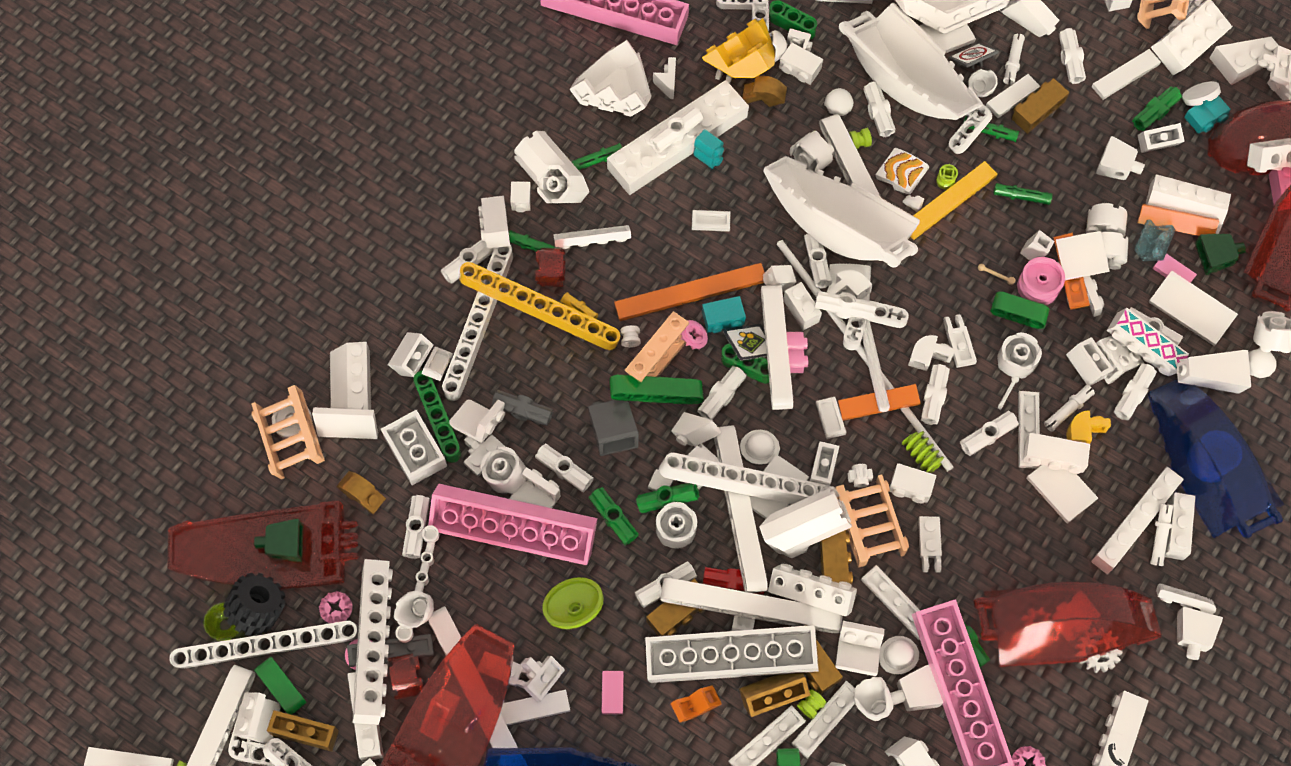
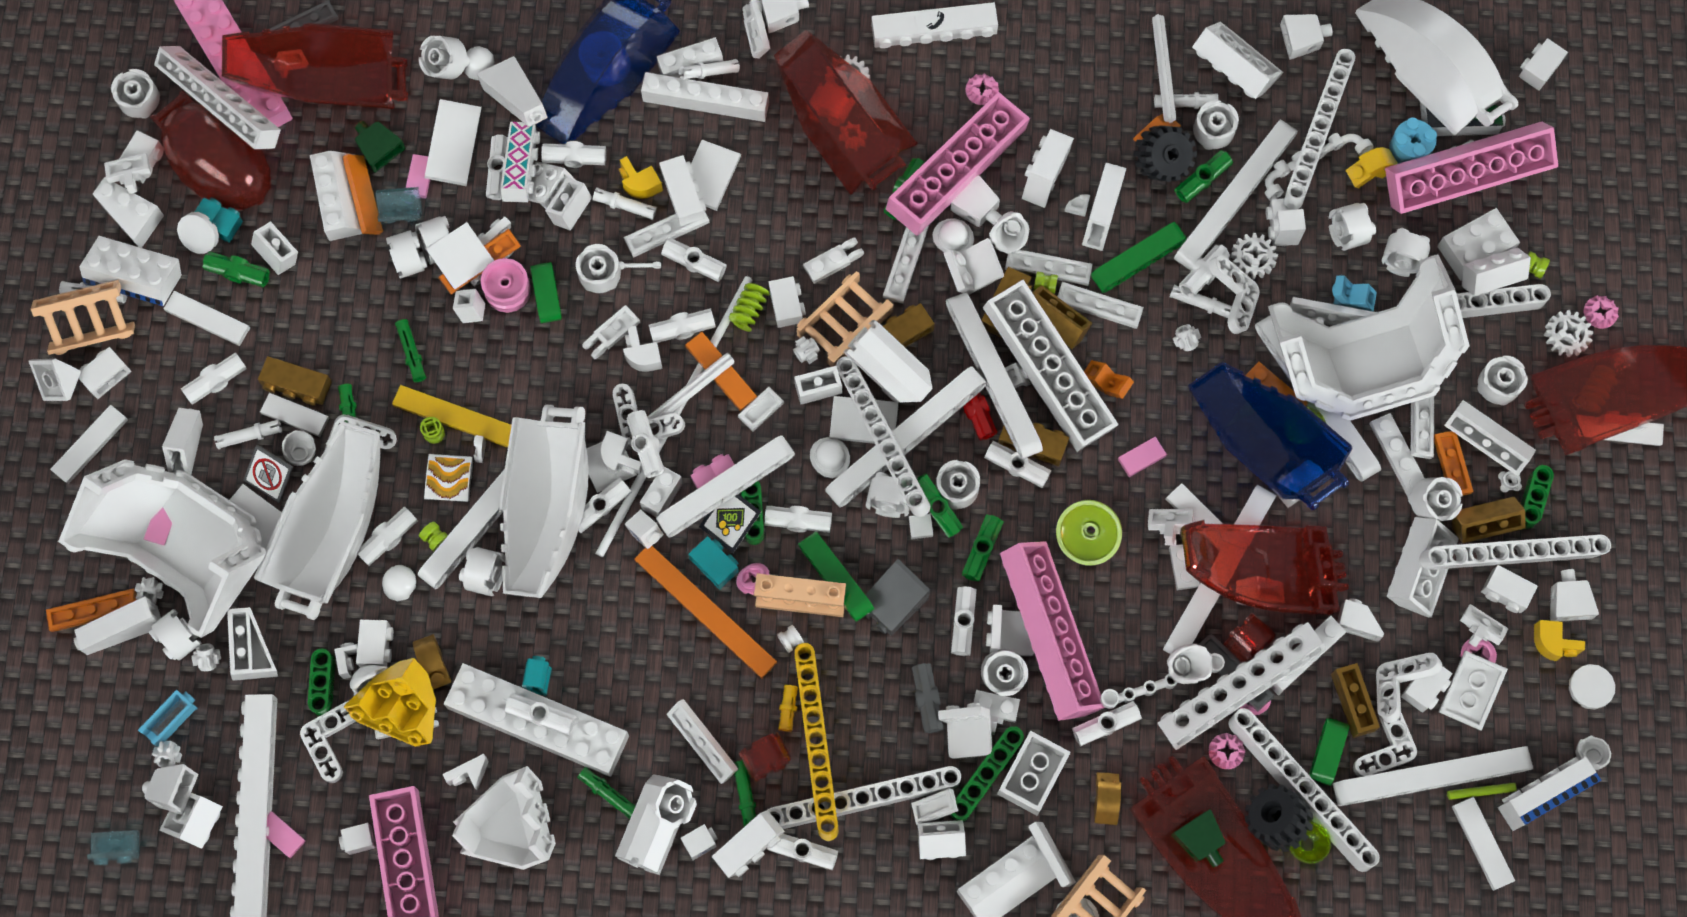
camera: 120 degrees left, 5 degrees up
(255, 717) = (1374, 747): white bracket -> none
(694, 429) = (855, 520): white slope -> none
(711, 220) = (612, 635): white tile -> none
(812, 590) = (946, 330): white brick -> none
(1011, 280) = (515, 318): tan hinge -> none
(1119, 160) = (320, 278): white torso -> none

